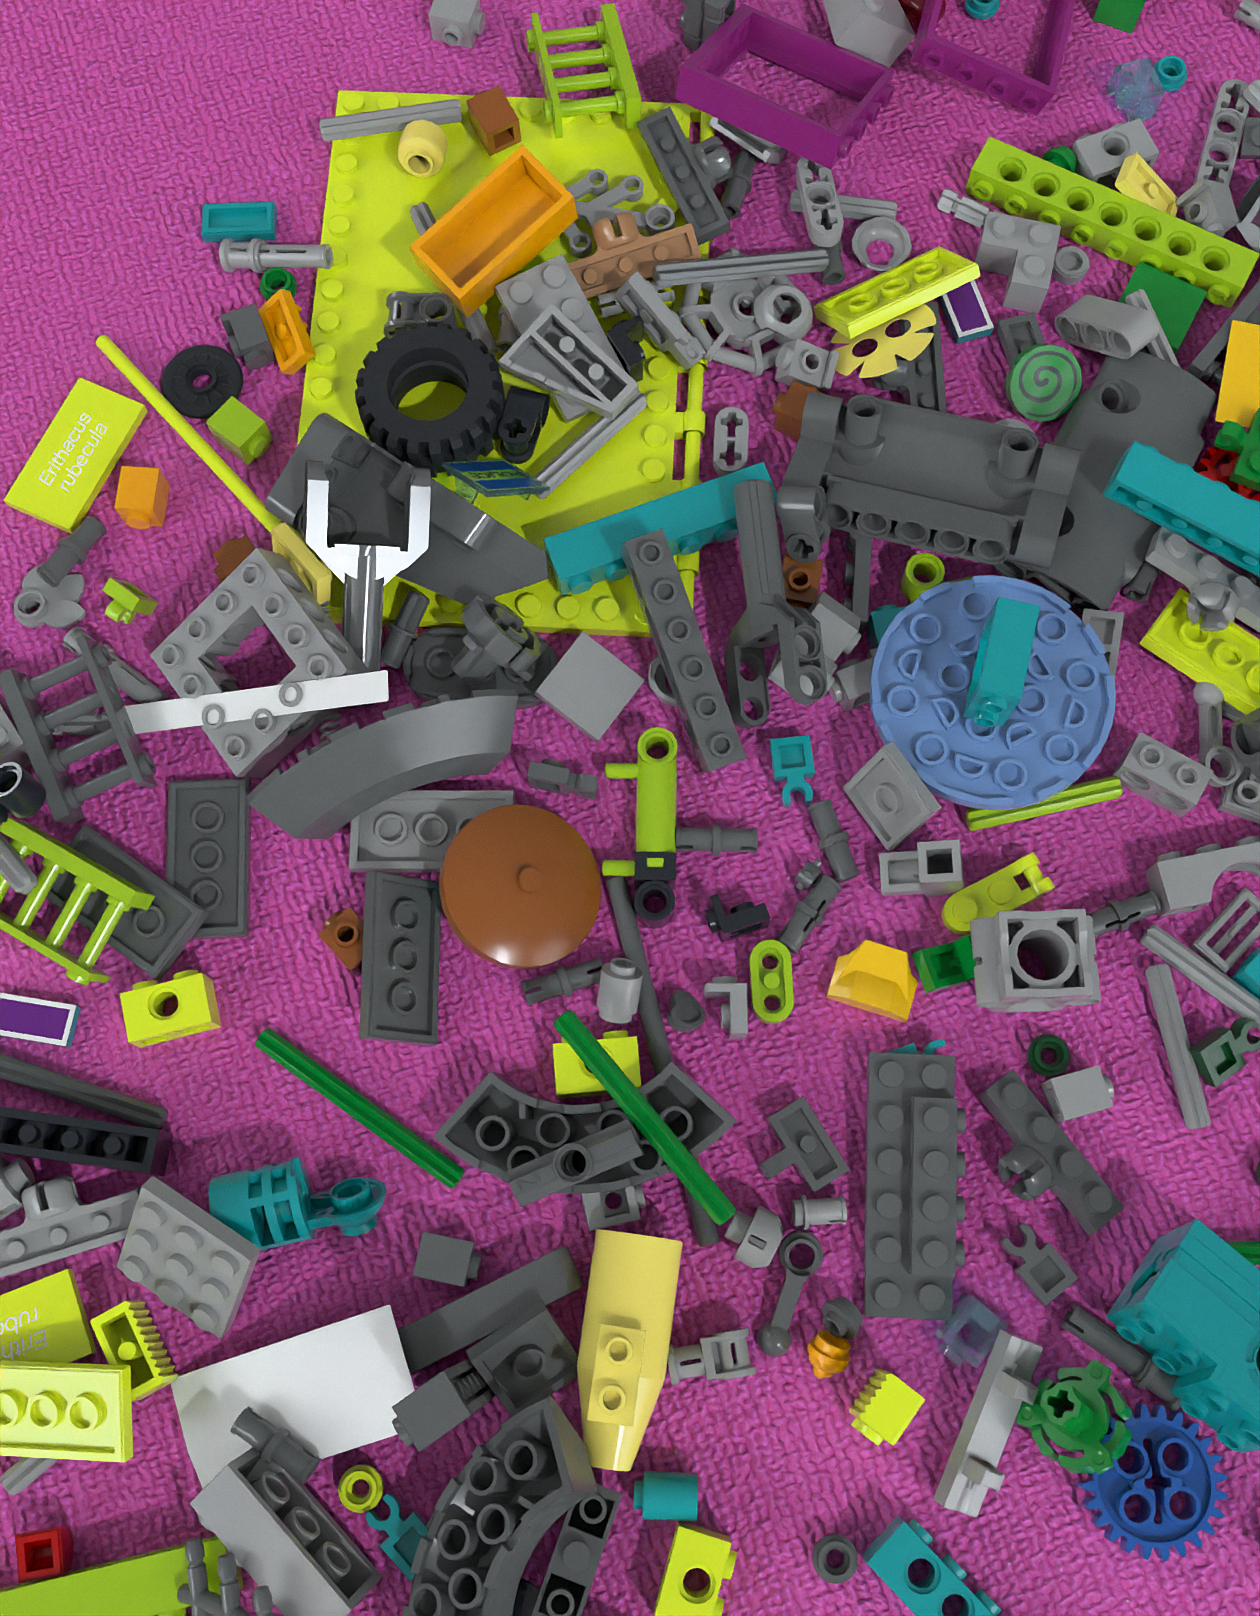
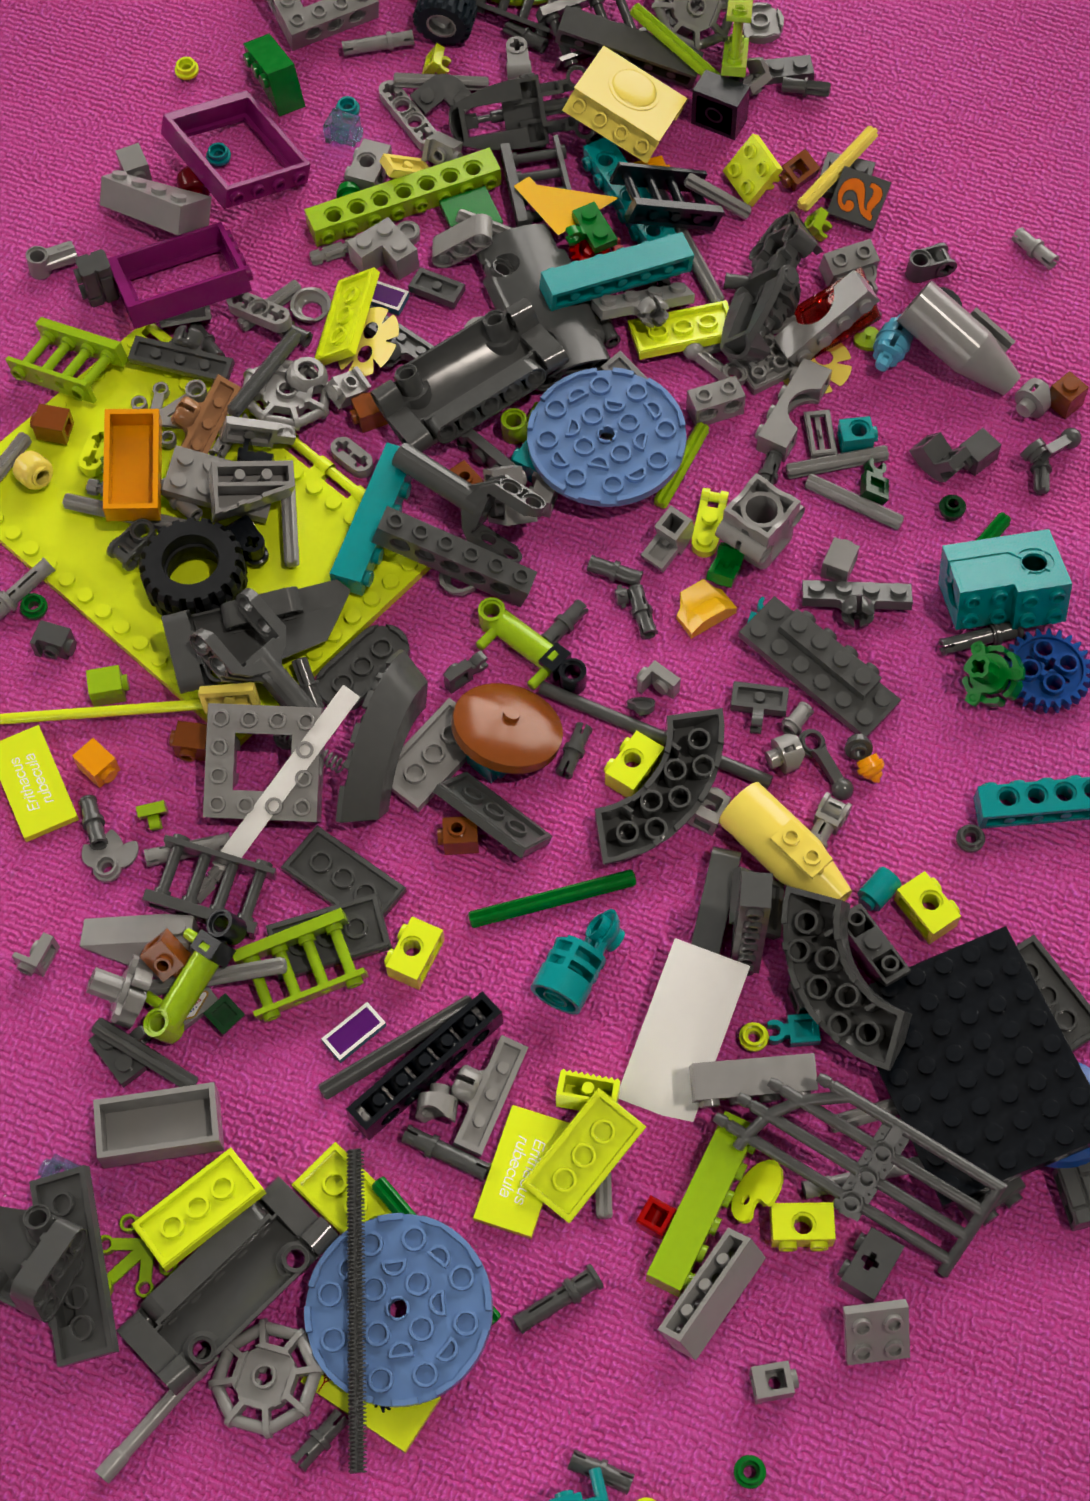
camera: 50 degrees left, 10 degrees down
(187, 1257) = (563, 1026): light grey plate -> none
(198, 361) = (46, 672): black wheel -> none
(275, 1445) = (698, 1052): dark grey pin -> none
(286, 332) = (80, 620): light orange plate -> none
(447, 1260) = (671, 908): dark grey brick -> none
(492, 479) = (265, 576): piece -> none
(494, 640) = (362, 639): dark grey piece -> none
(549, 1172) = (673, 811): dark grey piece -> none
(589, 687) = (426, 620): light grey tile -> none
(619, 990) = (604, 724): light grey brick -> none
(645, 1117) = (683, 747): green axle -> none
(743, 919) = (615, 648): black bracket -> none
(771, 983) = (664, 652): lime plate -> none
(793, 763) = (558, 558): teal plate -> none
(803, 521) = (438, 447): dark grey piece -> none
(884, 1408) = (916, 754): neon yellow brick -> none
(891, 796) = (618, 524): light grey tile -> none
(984, 1332) = (916, 687): clear light blue brick -> none
(988, 1424) = (963, 718): light grey hinge -> none
(1001, 662) = (600, 413): teal window -> none
(1041, 1269) = (910, 642): dark grey plate -> none
(1043, 382) = (463, 291): green tile -> none
(1059, 1050) = (809, 553): dark green plate -> none

